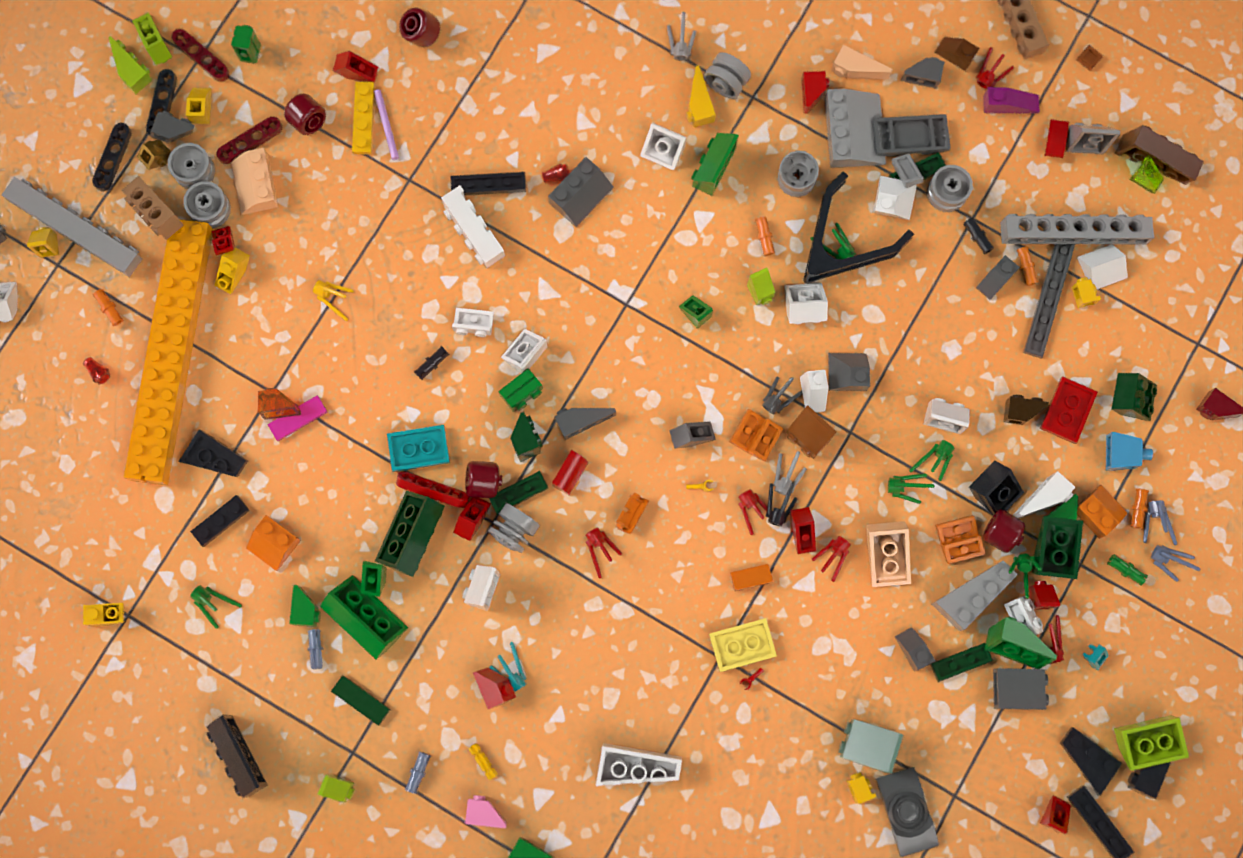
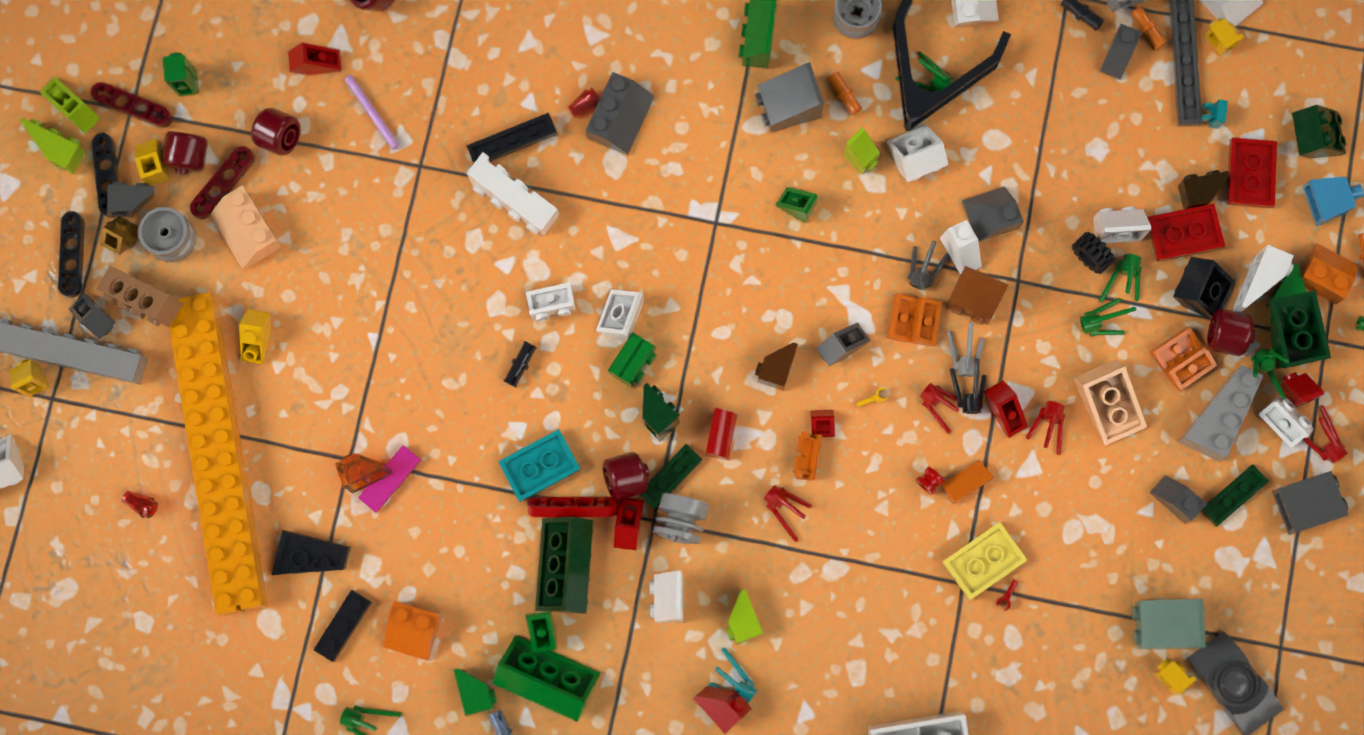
camera: 10 degrees left, 0 degrees up
(108, 307) = (127, 427): orange pin -> none
(111, 211) = (92, 316): none -> dark grey slope
(207, 203) = (200, 270): light grey wheel -> none
(223, 240) = (233, 306): red slope -> none
(227, 106) = (184, 152): none -> dark red head
(325, 289) = (369, 322): yellow plant -> none
(363, 118) = (343, 113): yellow plate -> none
(534, 625) = (743, 620): none -> lime slope
(580, 419) = (711, 370): dark grey slope -> none
(633, 434) = (776, 367): none -> reddish brown slope
(654, 491) = (823, 423): none -> red slope
(663, 146) = (694, 31): white slope -> none
(719, 226) = (790, 99): none -> dark grey slope
(722, 566) = (930, 480): none -> red wheel
(917, 430) = (1093, 252): none -> black tyre
(997, 439) = (1185, 232): none -> red plate
(1018, 643) = (1291, 452): green slope -> none
(1057, 354) = (1217, 113): none -> teal tile

